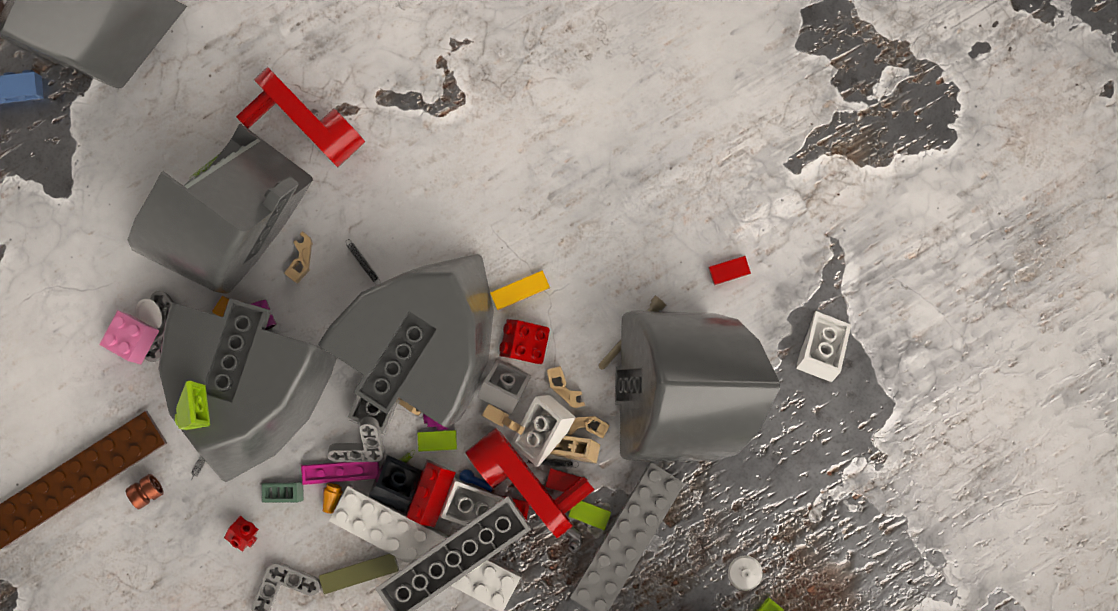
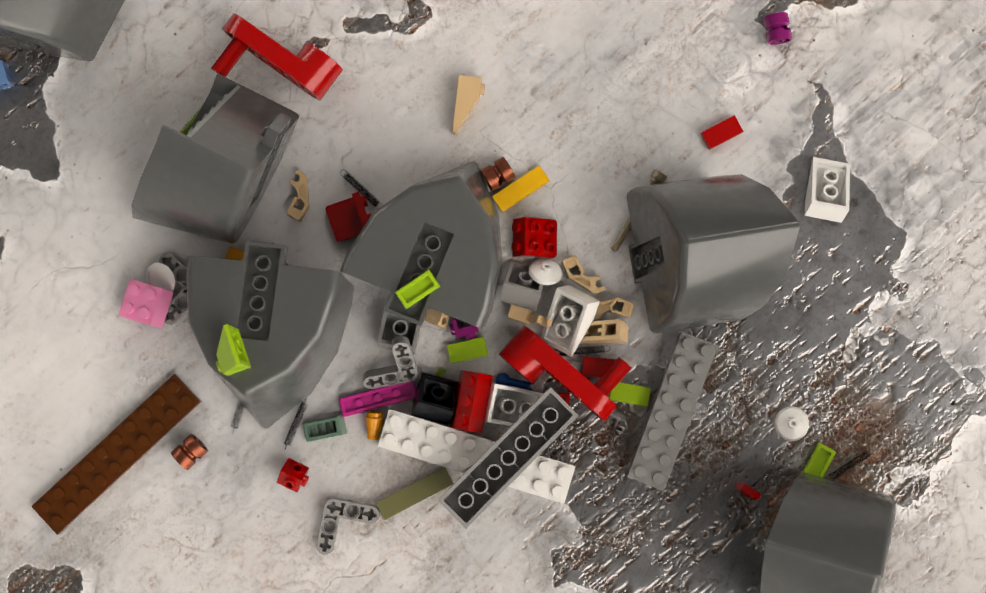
camera: 15 degrees left, 0 degrees up
(255, 477) = (292, 426): none -> black piece
(344, 286) = (348, 216): none -> red bracket
(390, 377) = (417, 289): none -> lime tile
(483, 191) = (467, 98): none -> tan slope
(499, 271) = (497, 173): none -> copper wheel
(528, 377) = (545, 271): none -> white piece
(804, 177) = (777, 28): none -> magenta wheel

